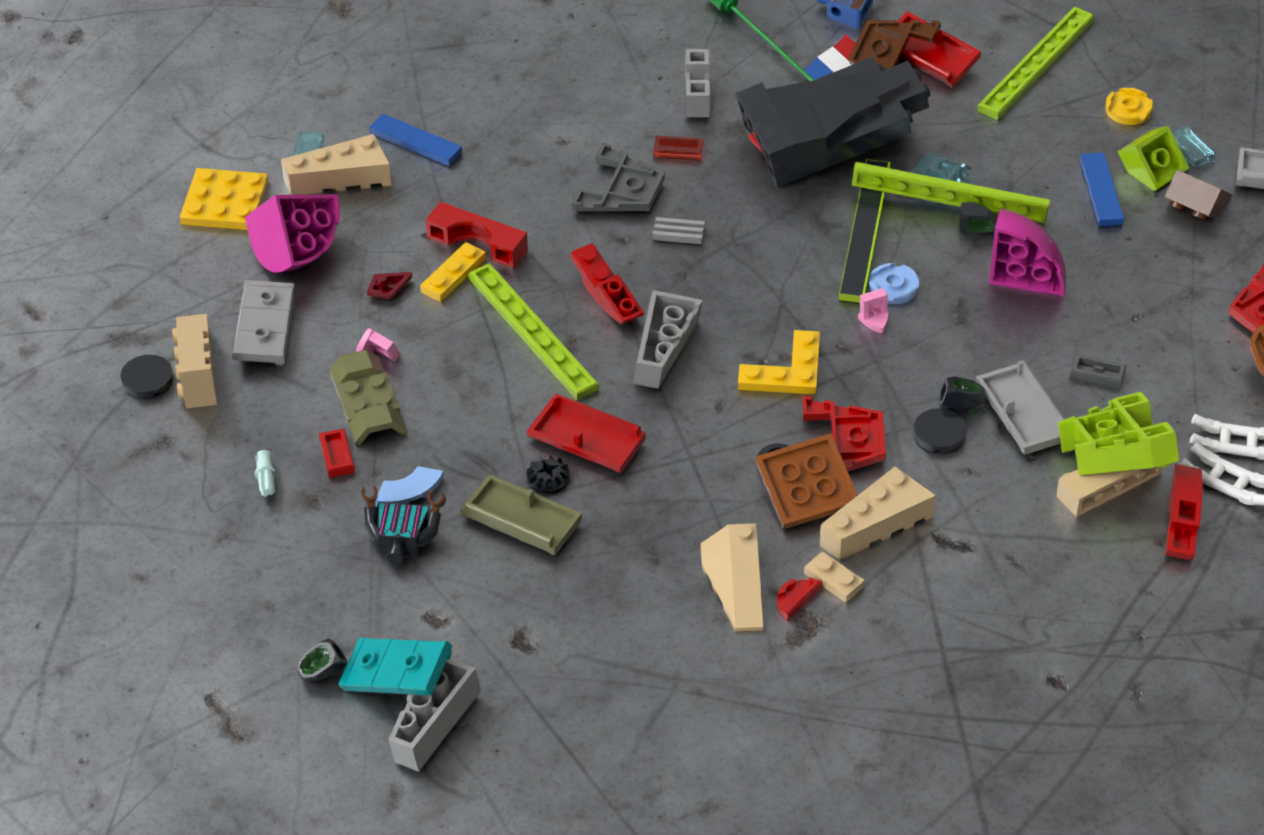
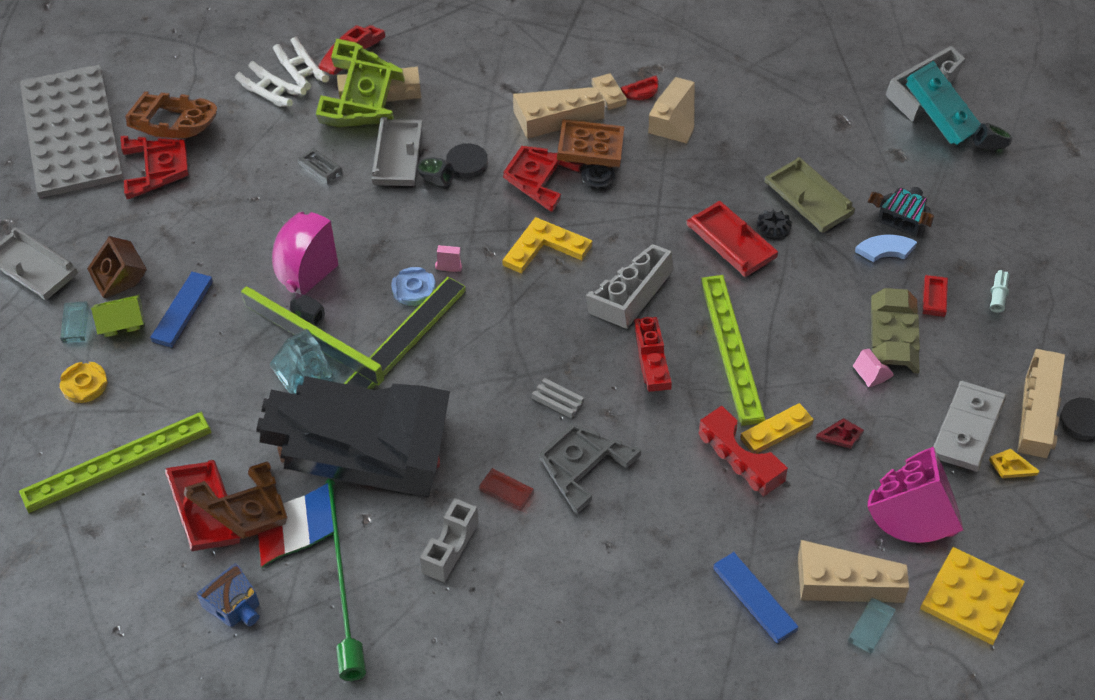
camera: 155 degrees left, 5 degrees up
(215, 307) = (1012, 465): none -> yellow piece

